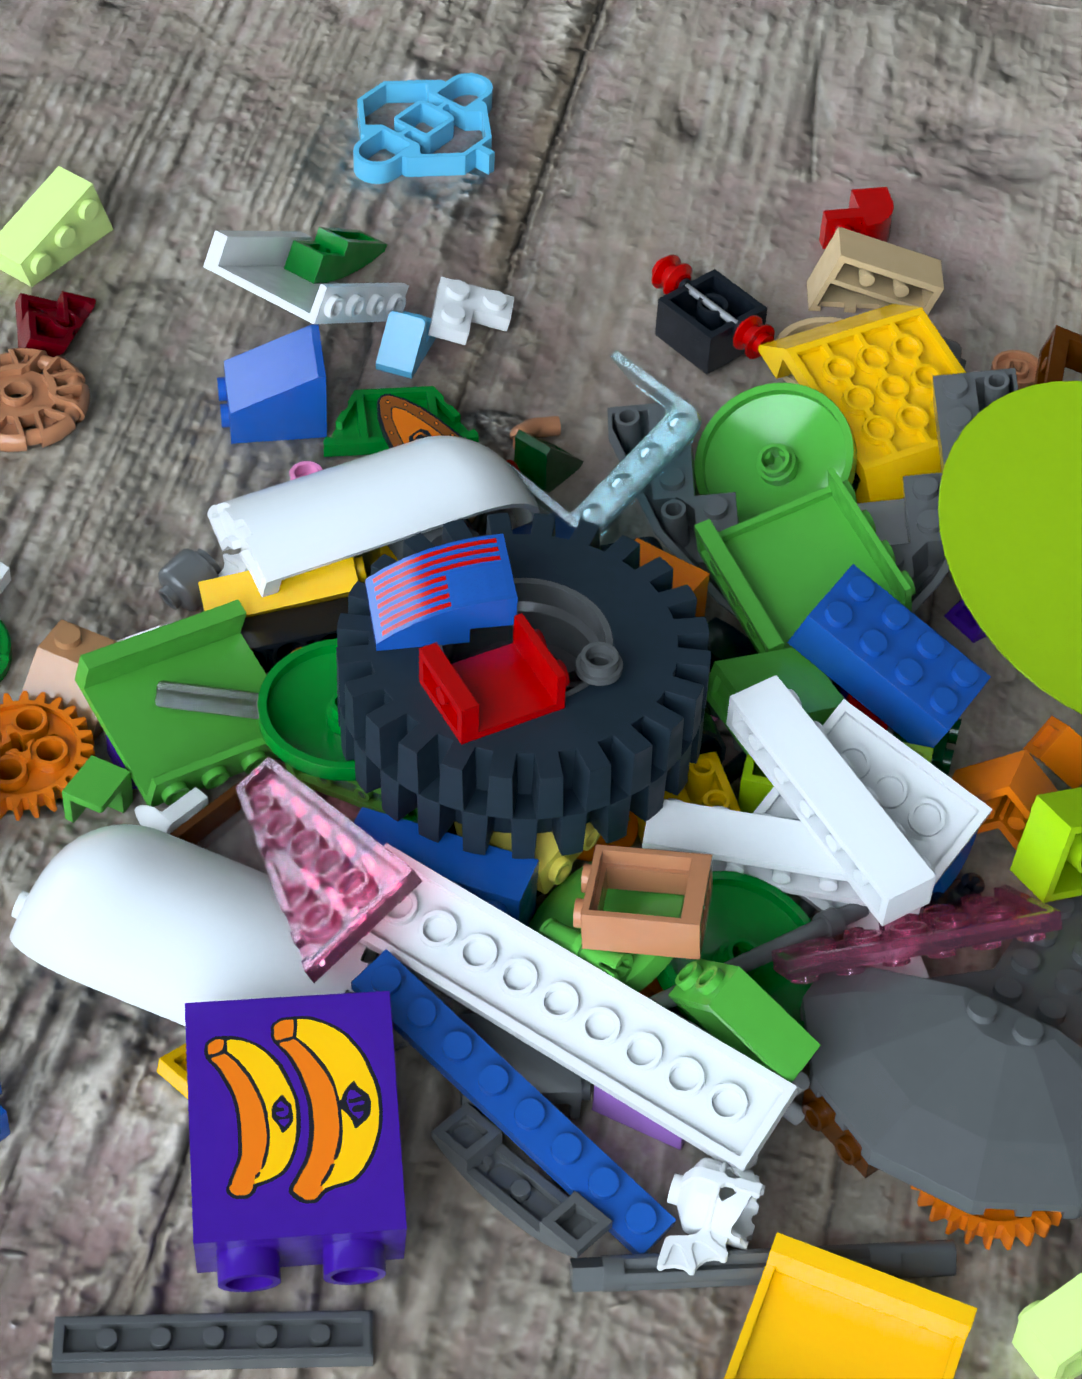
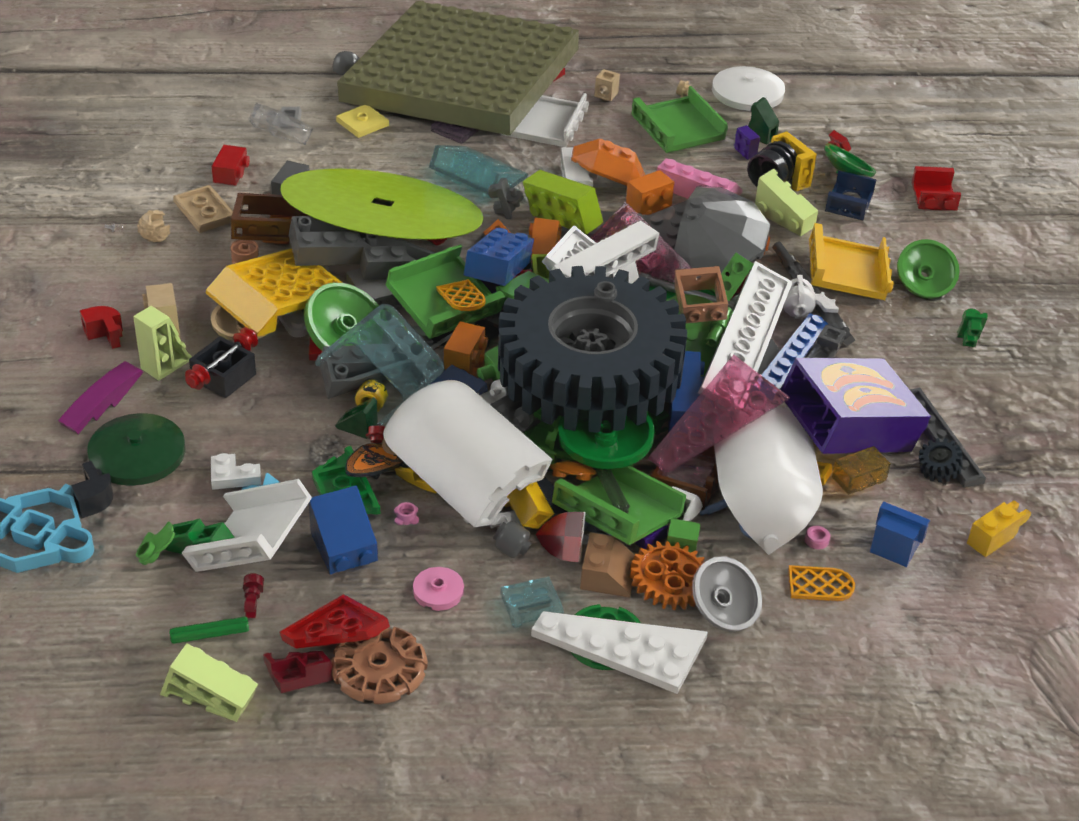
camera: 105 degrees left, 5 degrees down
(25, 1007) = (817, 537): none -> bright pink tile
(65, 582) = (530, 595): none -> clear light blue plate
(98, 357) = (335, 623): none -> red plate
(121, 1281) = (940, 460): none -> black wheel
(135, 488) = (438, 588): none -> bright pink plate
(154, 1130) = (861, 470): none -> clear yellow brick
(163, 257) = (209, 630): none -> green axle
(221, 300) = (252, 585): none -> dark red piece
(335, 217) = (154, 544): none -> bright green plate
(442, 594) = (587, 344): blue slope -> none
(475, 183) = (94, 493): none -> black brick
(495, 686) = (633, 323): red panel -> none
(538, 427) = (331, 433): nougat arm -> none
(564, 235) = (137, 448): none -> dark green dish
(587, 475) = (372, 389): none -> yellow head
(687, 203) = (98, 397): none -> magenta slope
(763, 561) = (457, 304): none -> light orange window
(768, 245) = (159, 343): none -> yellowish green wedge

